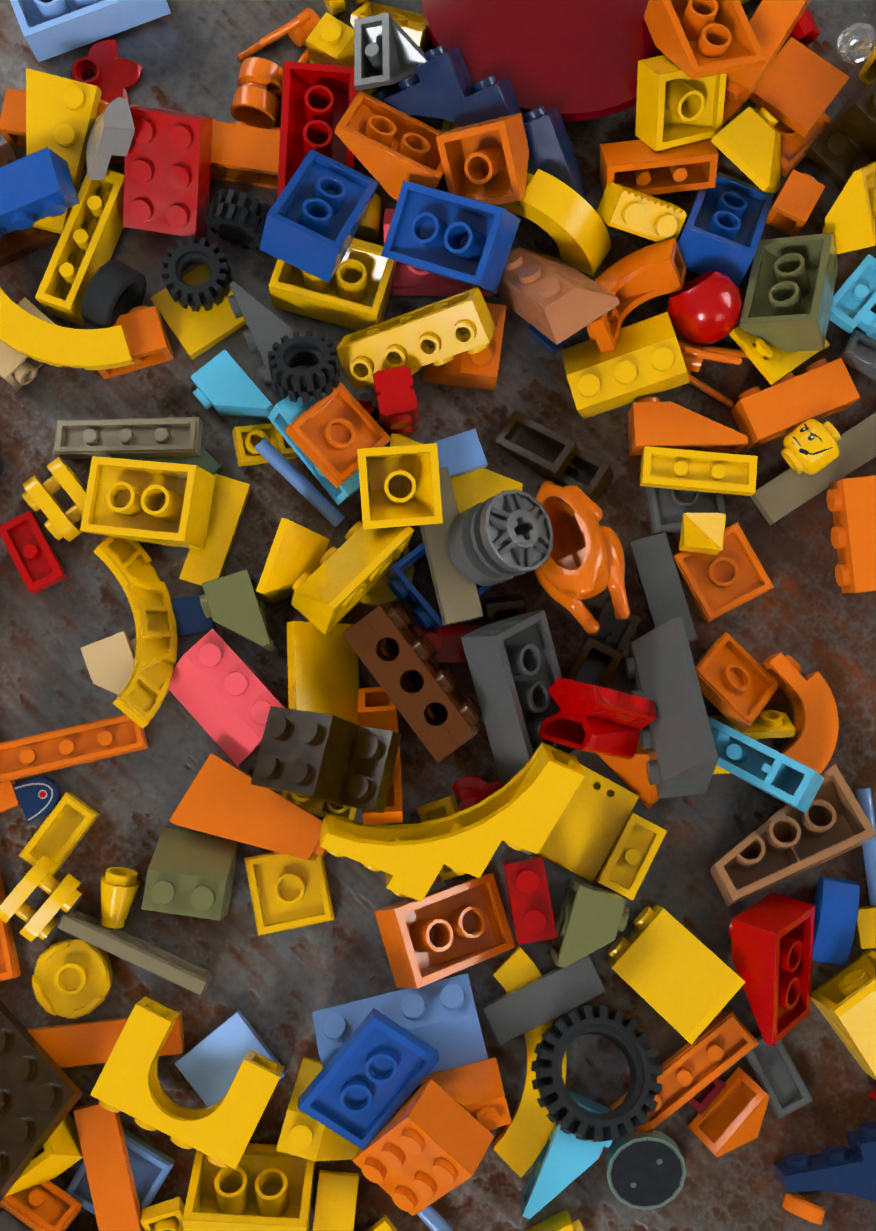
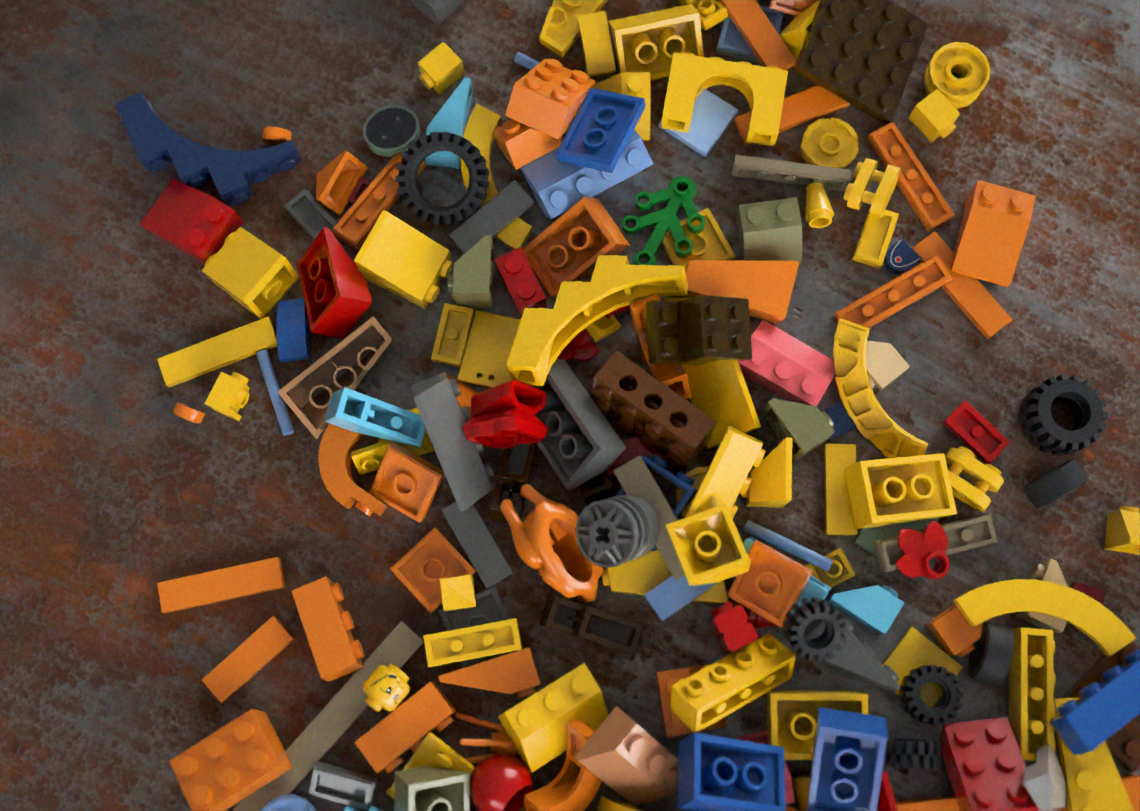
camera: 170 degrees right, 5 degrees down
(149, 429) = (920, 548): none -> red plate
(318, 933) = (666, 218): none -> green plant

